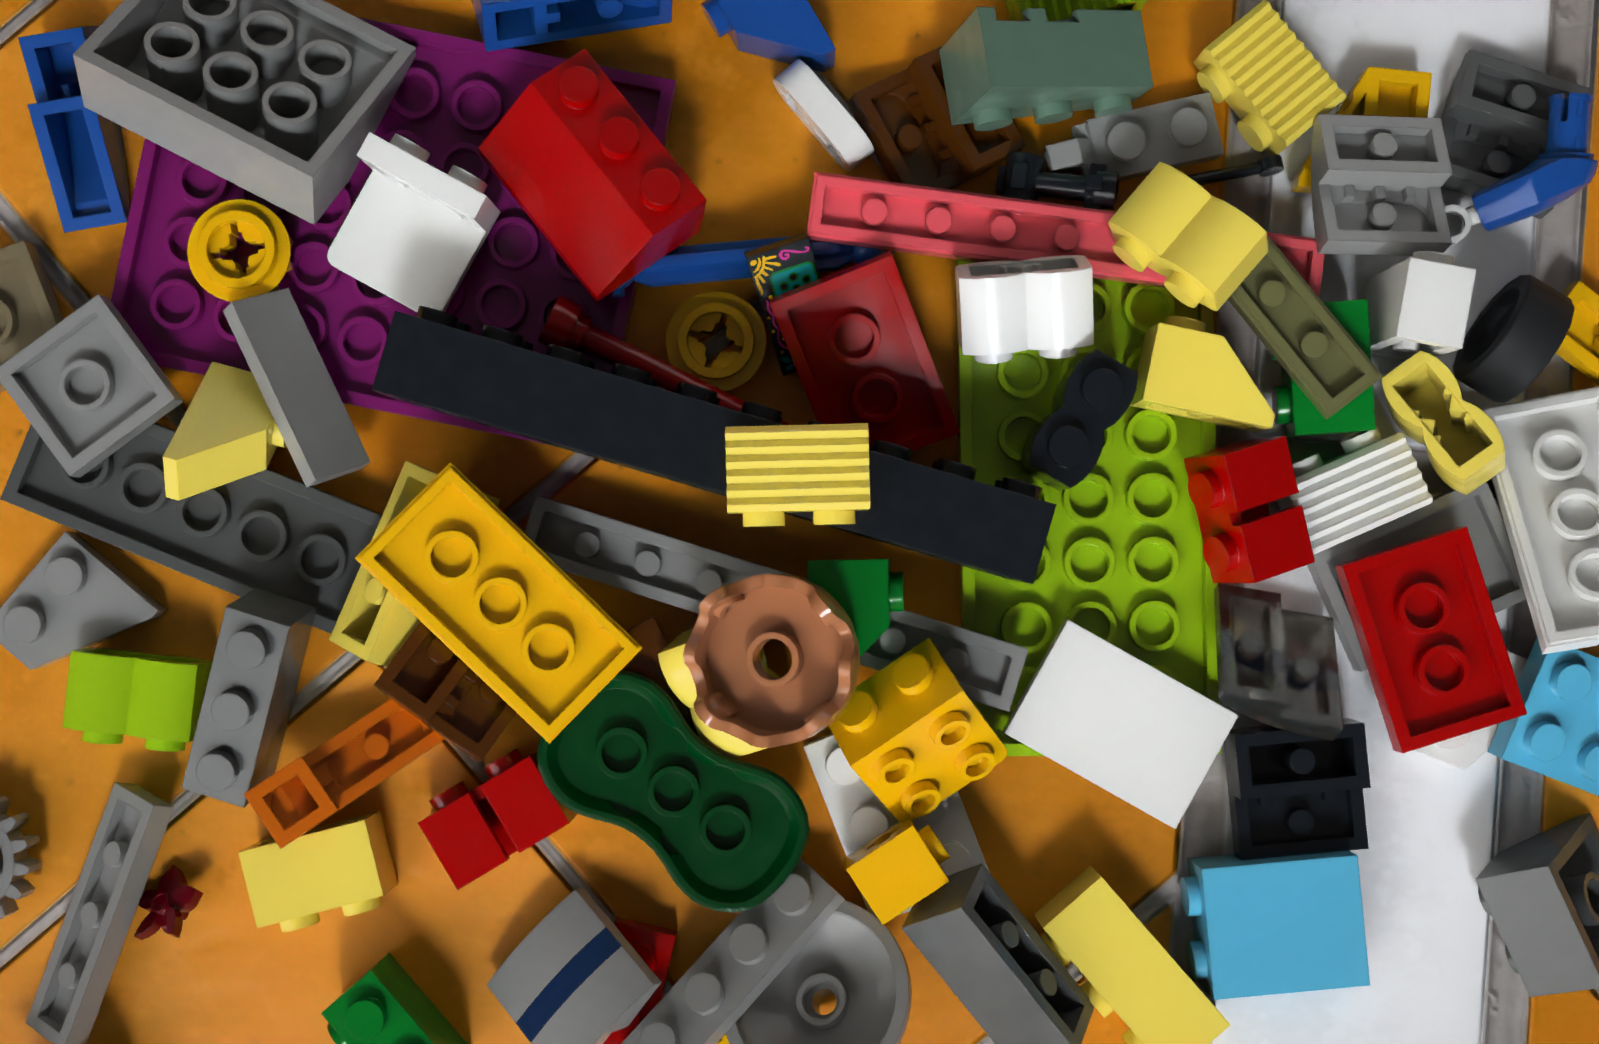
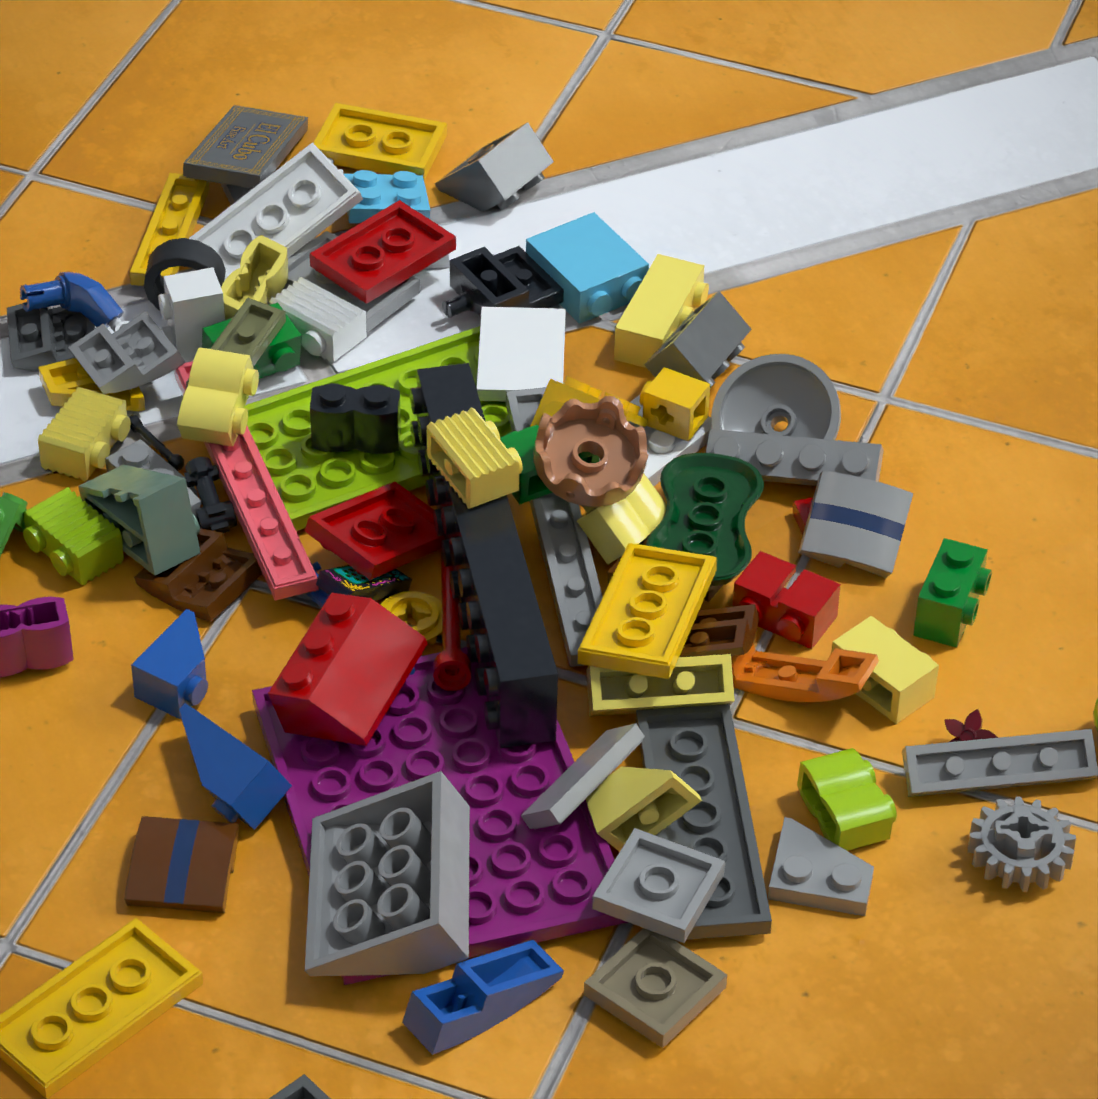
camera: 120 degrees left, 45 degrees down
(217, 234) = (514, 833): yellow gear -> none
(248, 695) = (797, 725): dark grey brick -> none
(412, 225) = (417, 752): white bracket -> none
(823, 115) = (229, 618): white beam -> none
(1024, 307) = (300, 462): white brick -> none
(1198, 378) = (291, 382): light yellow slope -> none
(1233, 514) = (358, 342): red piece -> none
(1277, 662) = (438, 300): clear smoke slope -> none

